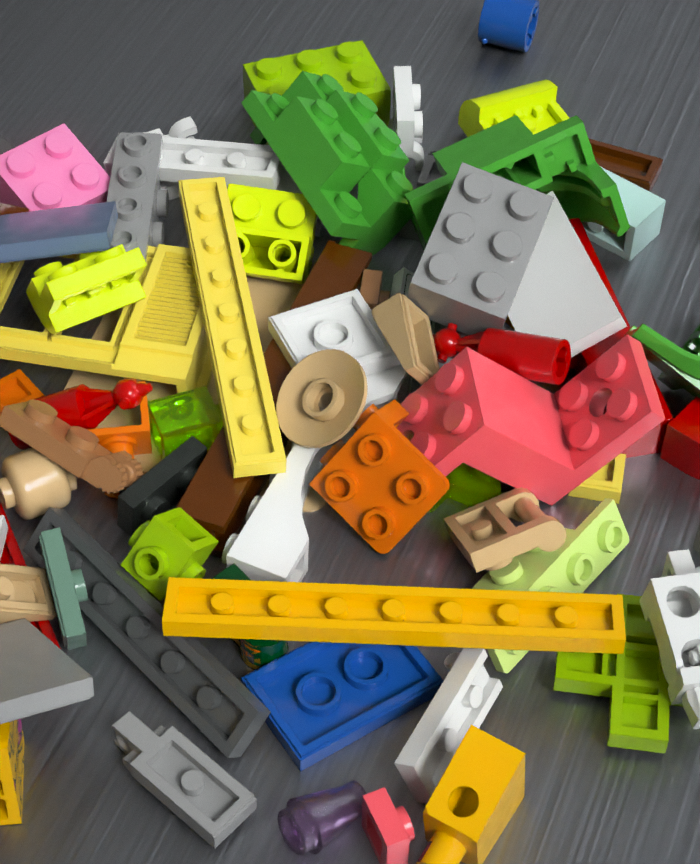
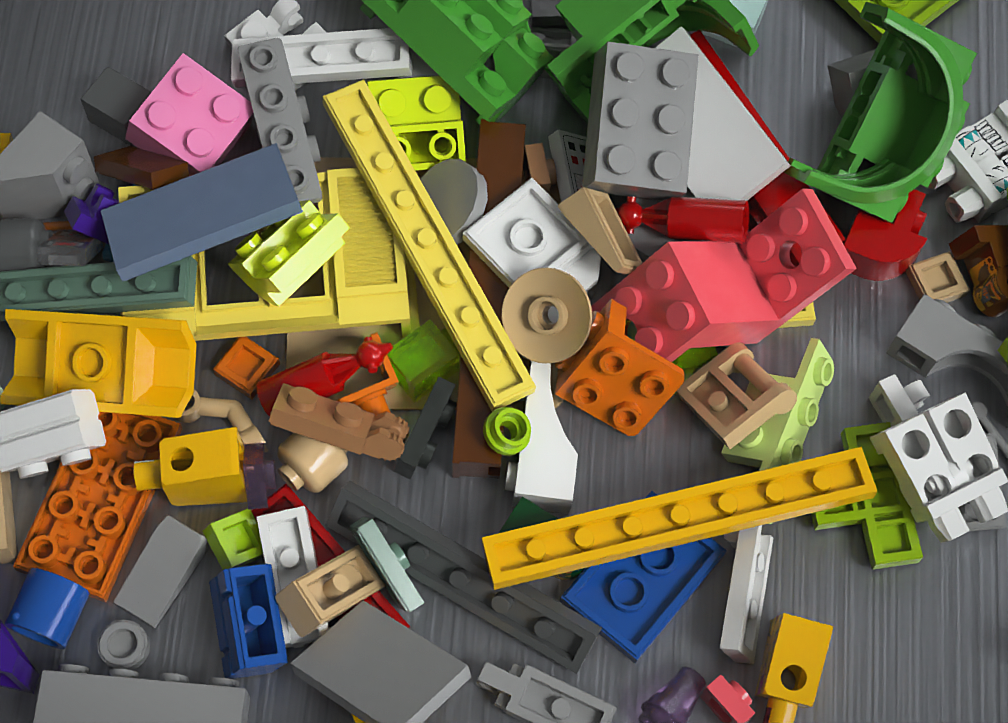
camera: 20 degrees left, 20 degrees up
(168, 548) = (463, 502): lime brick -> none
(246, 482) = (518, 426): none -> lime plate
(277, 292) = (457, 194): none -> light grey tile

